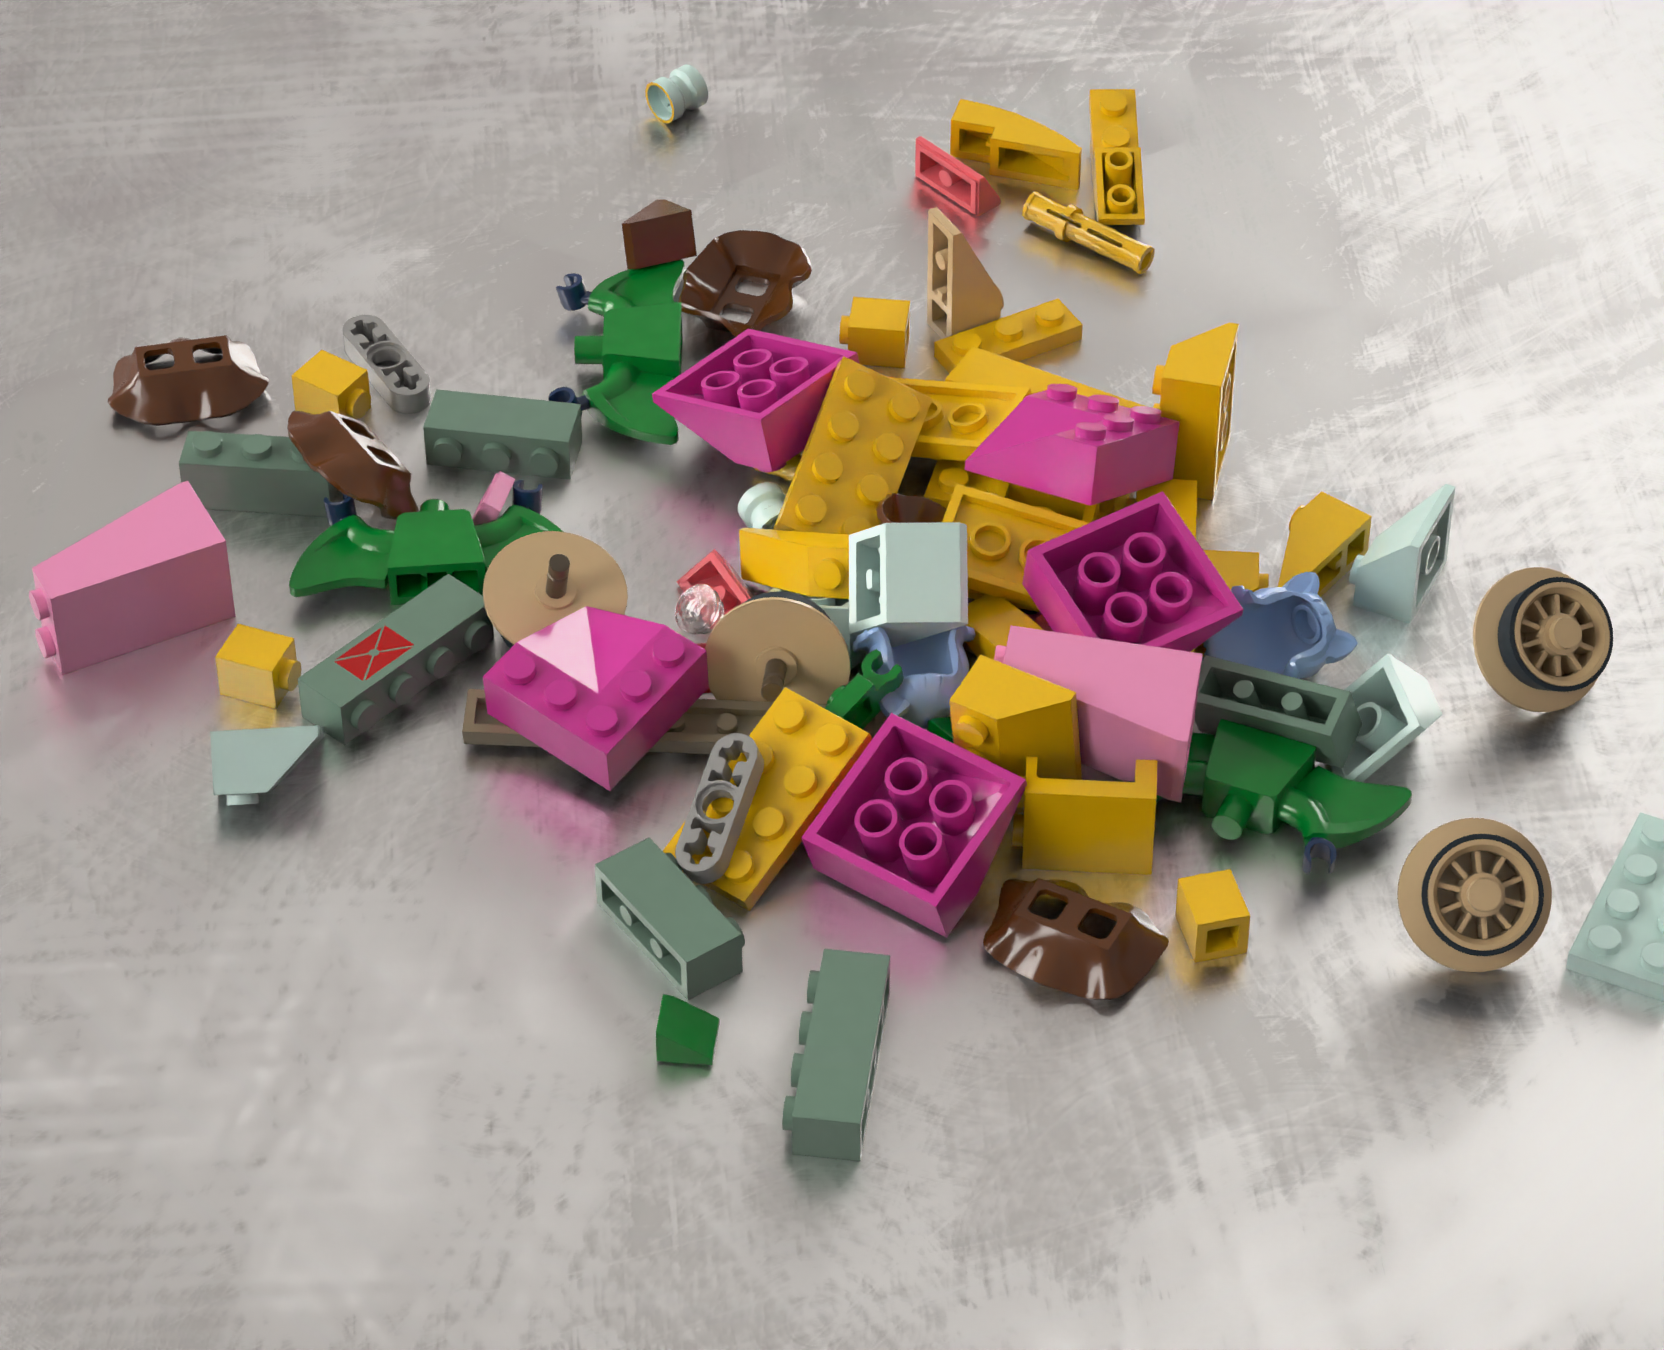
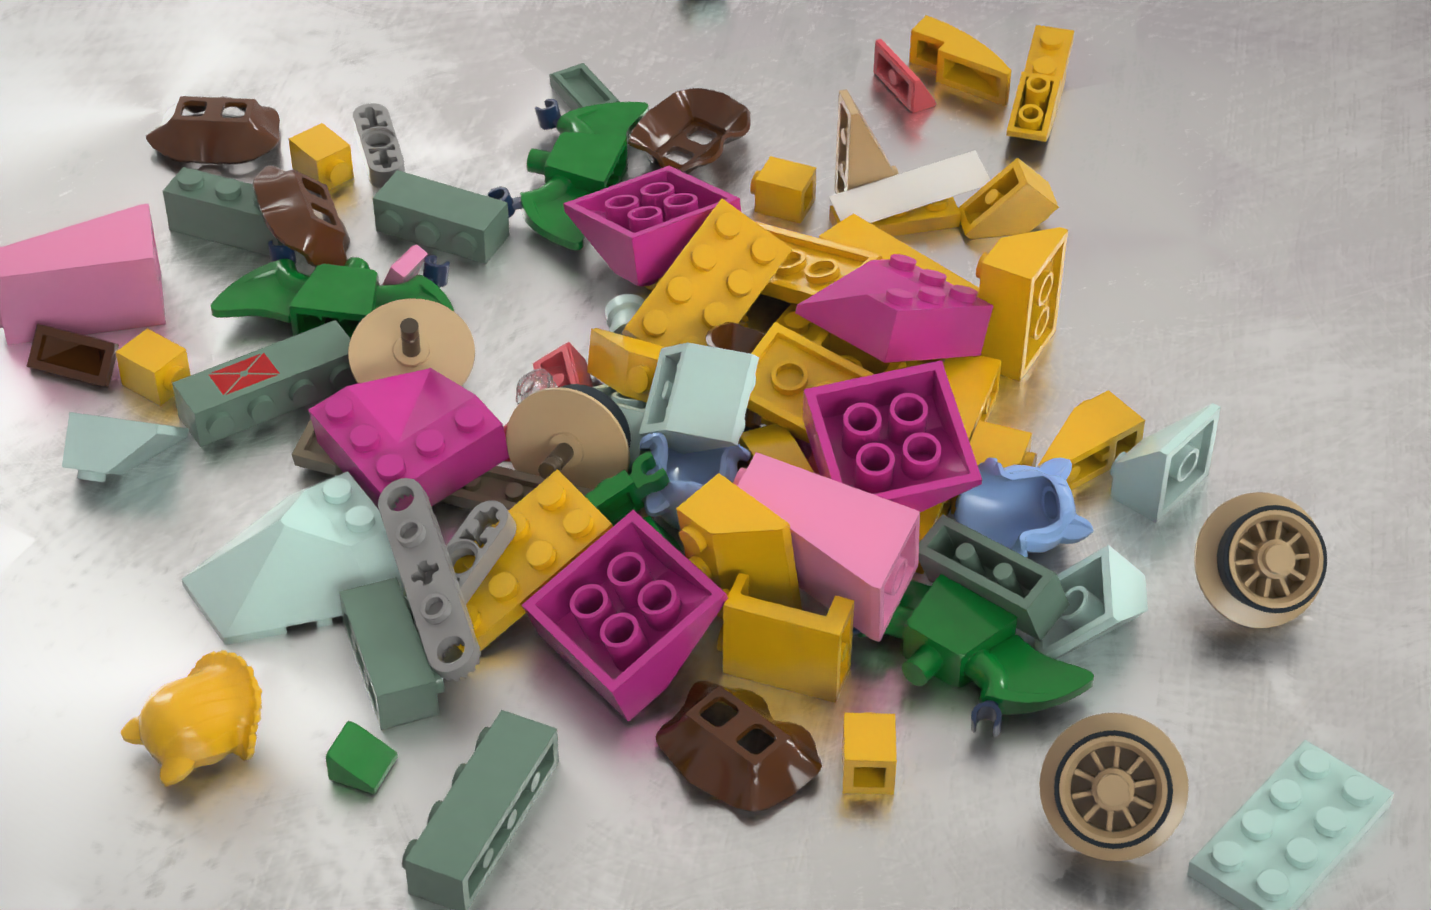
camera: 15 degrees right, 0 degrees up
(154, 671) = (73, 355): none -> reddish brown slope
(504, 1022) = (200, 717): none -> yellow hair
(523, 843) = (294, 563): none -> light aqua wedge
(588, 254) = (580, 87): none -> sand green tile
(658, 235) = (630, 80): reddish brown slope -> none
(713, 854) = (438, 606): none -> light grey piece
(1024, 306) = (912, 188): none -> white sticker
(1072, 225) = (967, 118): yellow pin -> none
(1131, 304) = (1008, 204): none -> yellow slope

